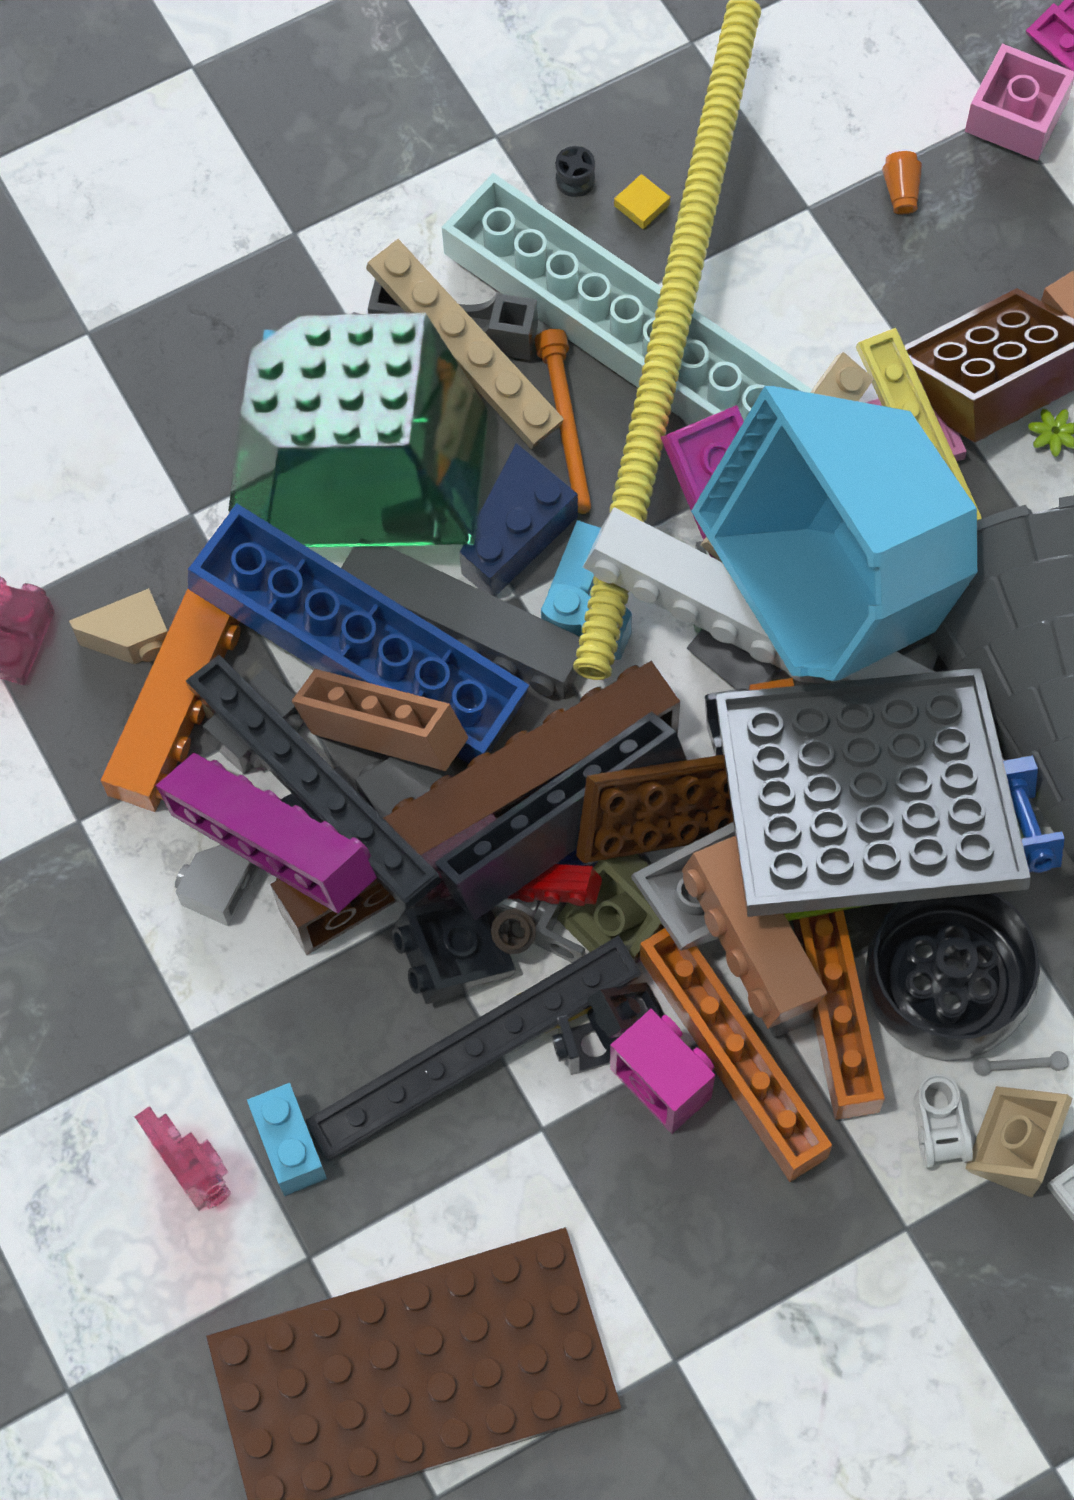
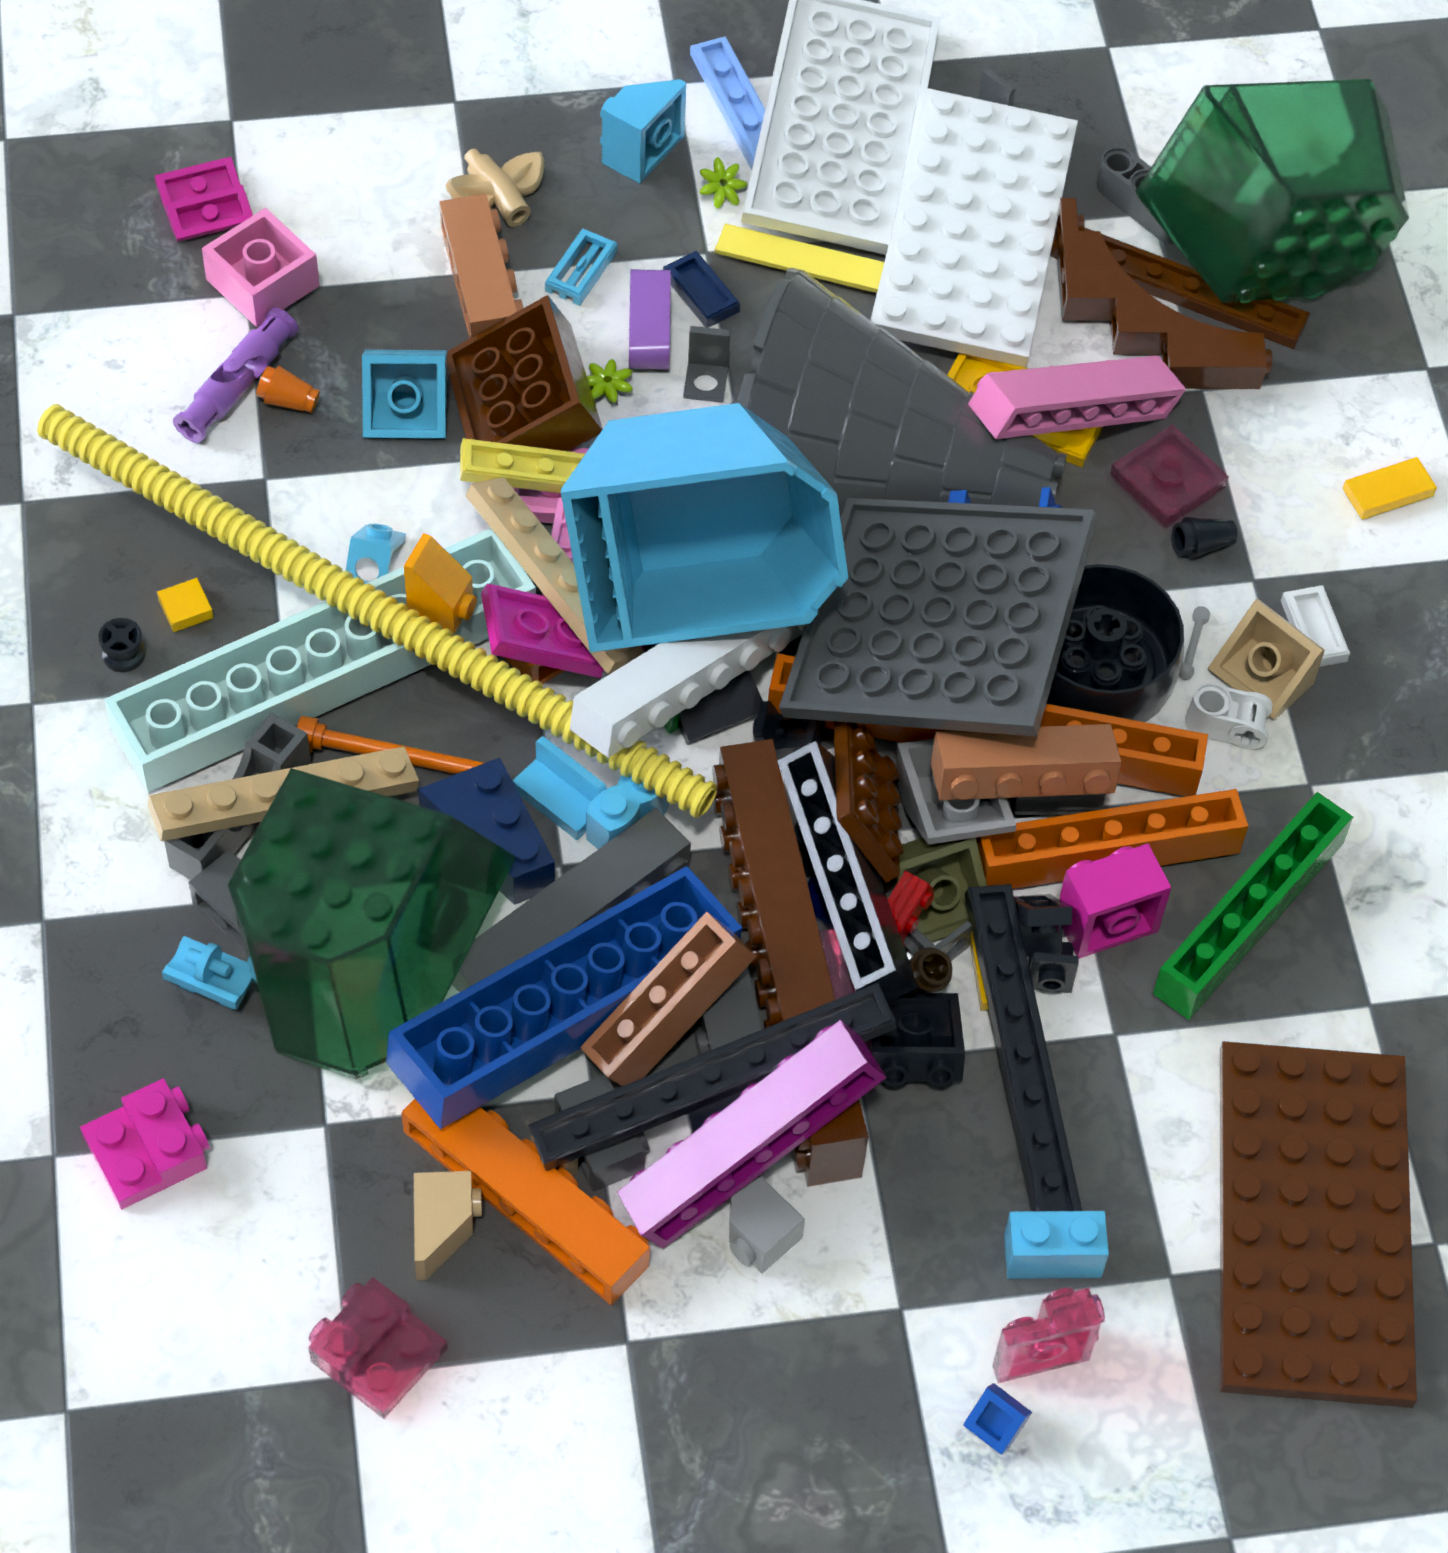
camera: 75 degrees left, 10 degrees down
(101, 1145) = (997, 1418): none -> blue plate
(116, 389) = (146, 1143): none -> dark pink plate
(708, 363) = (438, 585): none -> light orange slope
(721, 1207) = (1252, 905): none -> green brick
(765, 313) = (374, 542): none -> medium azure bracket
(868, 133) = (239, 371): none -> medium lavender piece
(948, 271) = (404, 393): none -> medium azure slope

